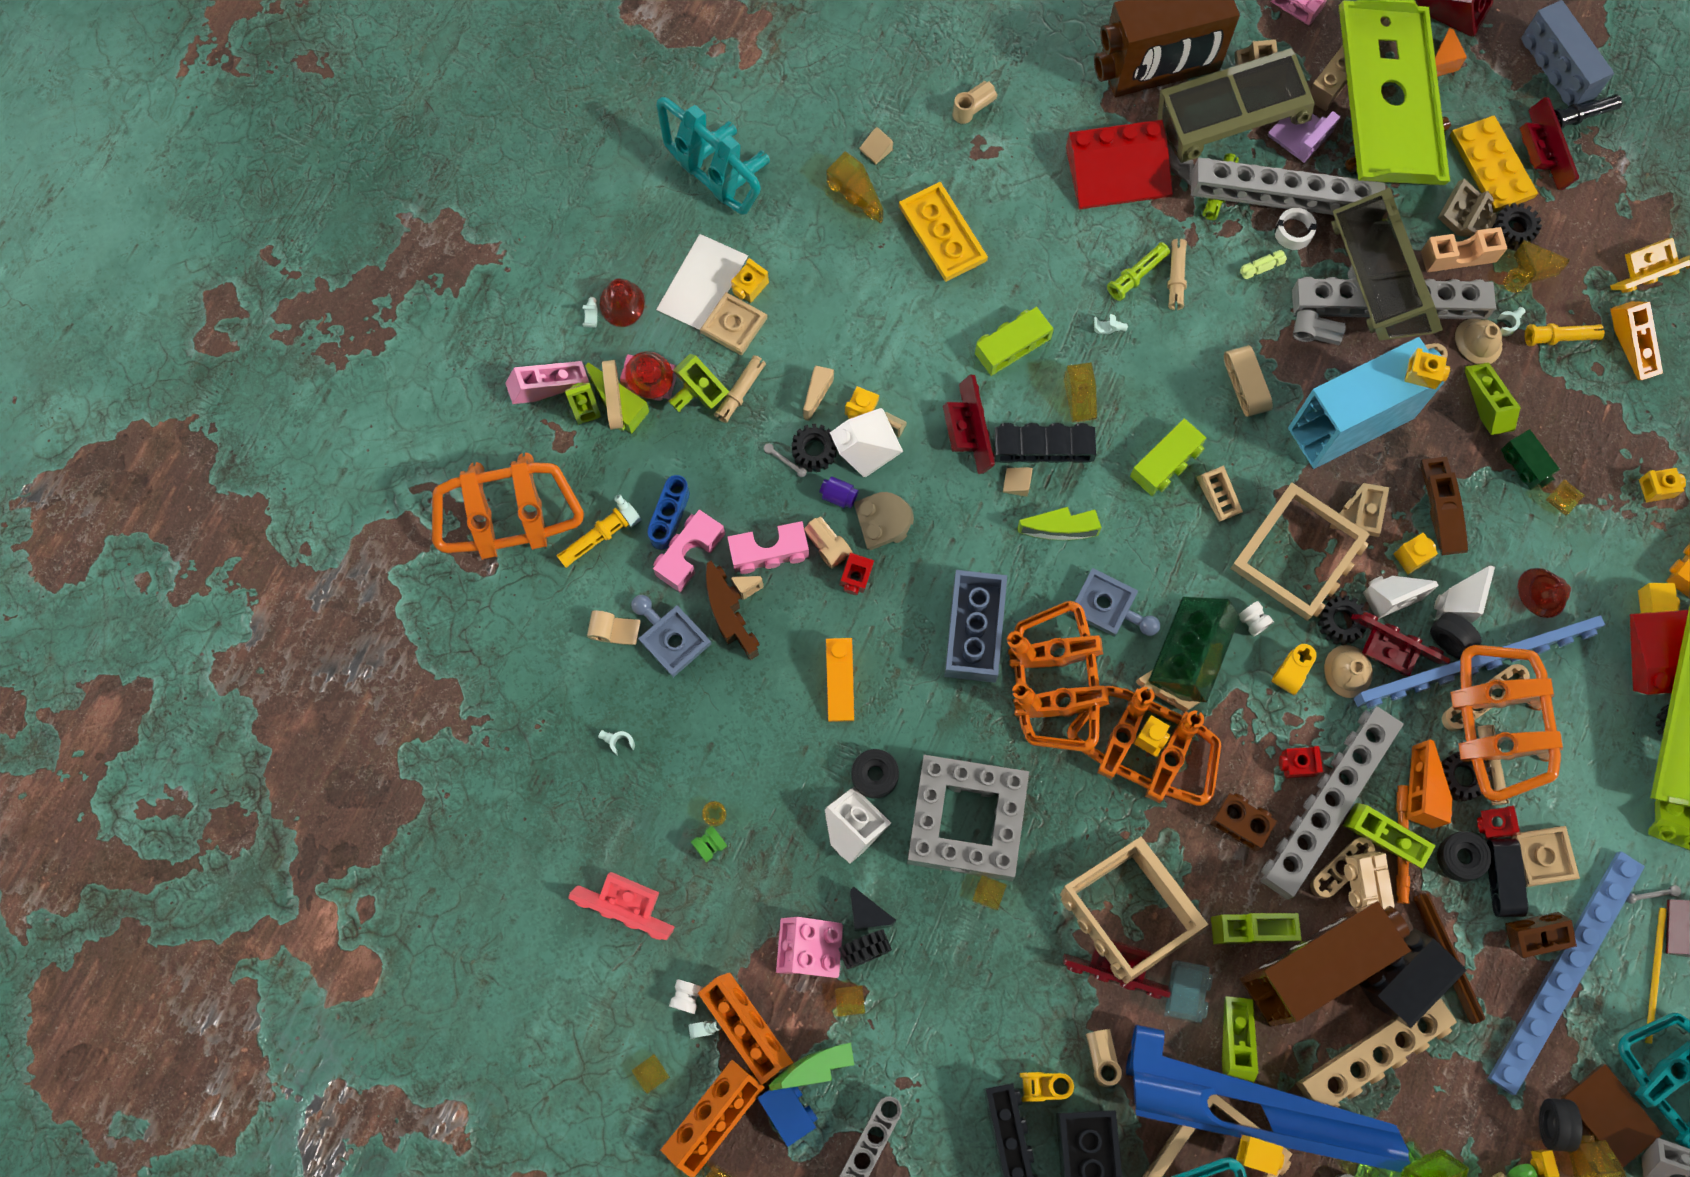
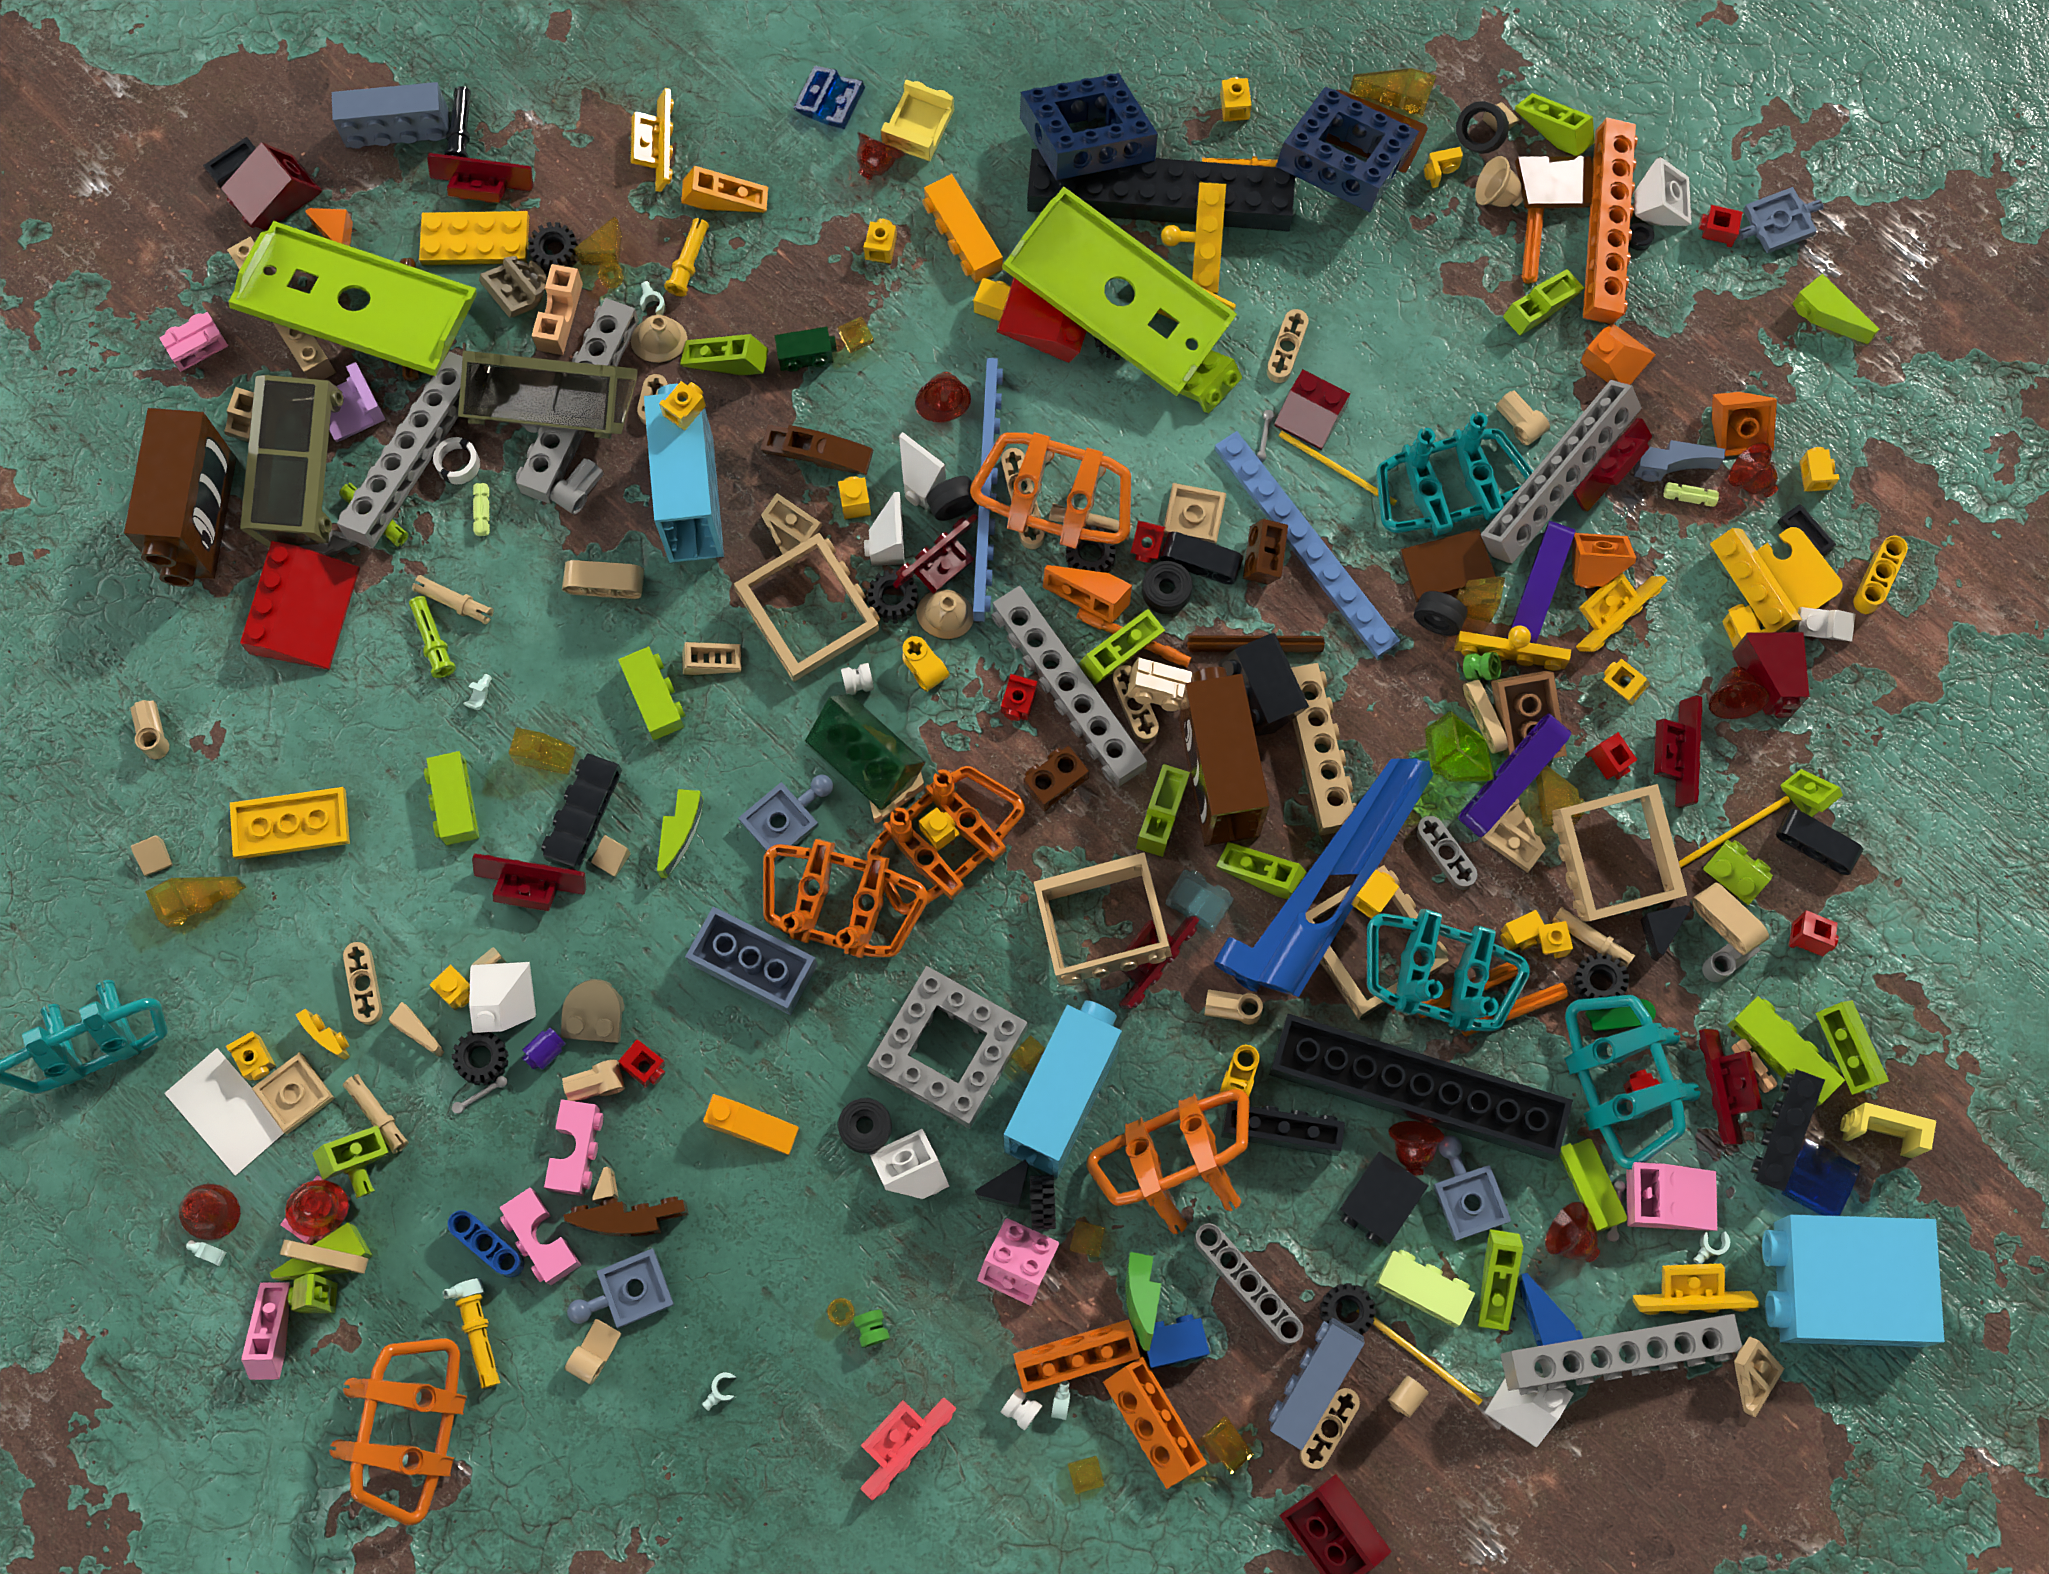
camera: 70 degrees left, 0 degrees up
(784, 329) = (327, 1038): none -> yellow slope
(820, 341) = (350, 965): none -> tan beam
(962, 1073) = (1202, 1147): none -> orange piece
(969, 929) = (1063, 1087): none -> medium azure brick

